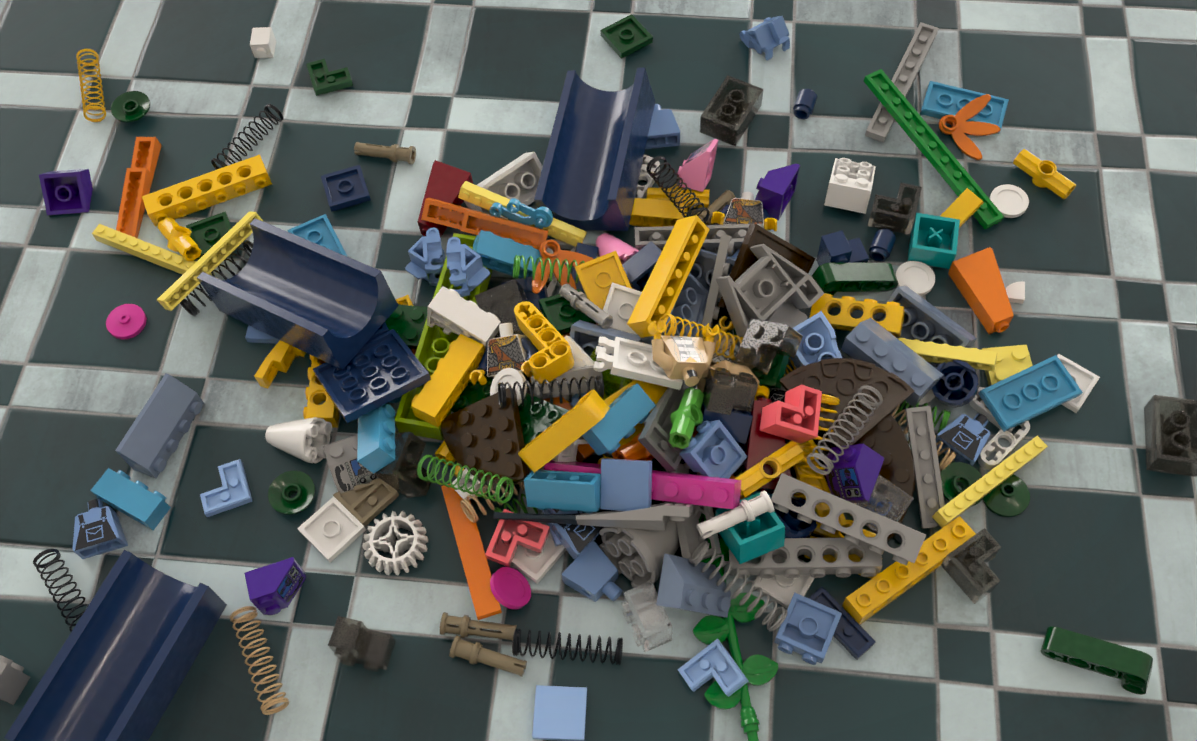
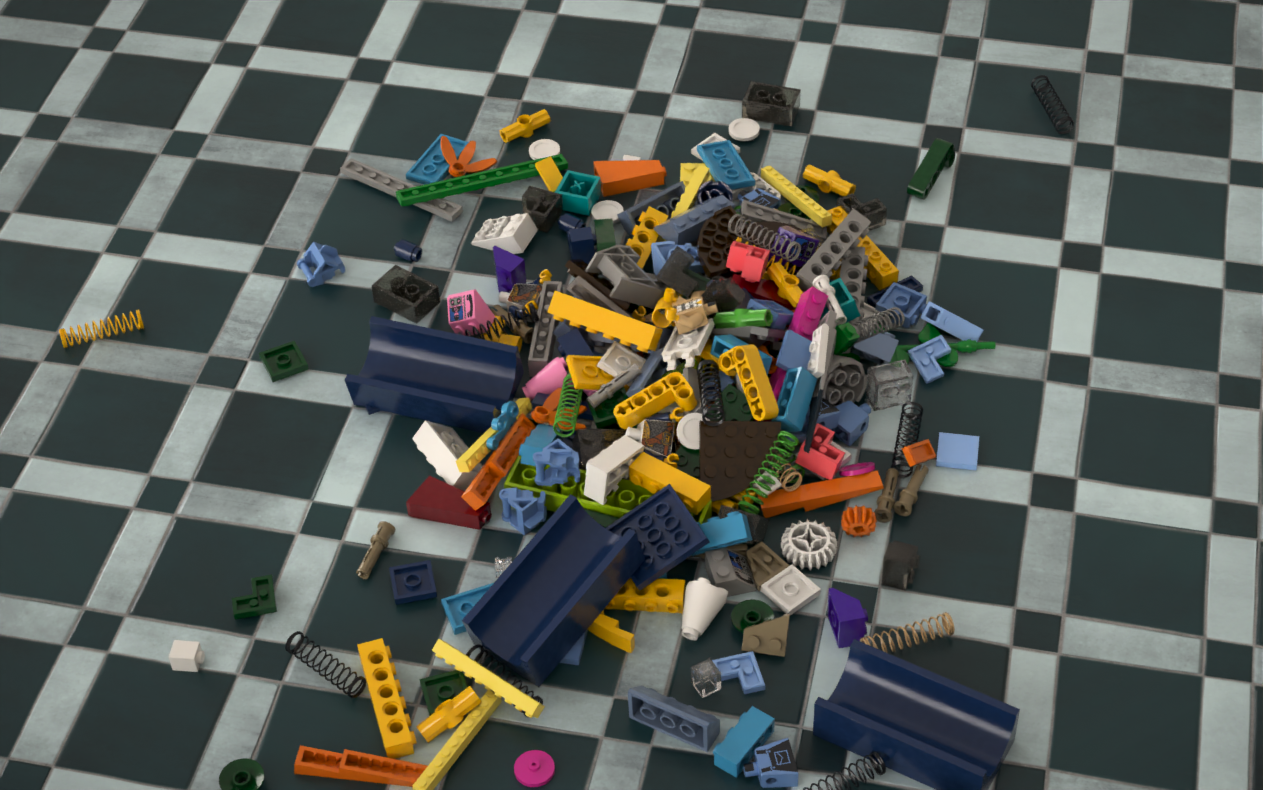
camera: 85 degrees left, 15 degrees down
(211, 453) = (706, 677): none -> clear brick
(255, 516) = (767, 637): none -> dark tan wing
(363, 254) = (501, 565): none -> clear wheel
(424, 593) = (858, 521): none -> orange gear
(537, 660) = (919, 452): none -> orange tile
(630, 502) = (818, 351): none -> white hinge
(681, 540) = (845, 337): none -> green brick
(783, 691) = (951, 323): none -> light blue slope
(1038, 523) = (828, 181): none -> yellow piece
(1118, 411) = (744, 129): none -> white piece

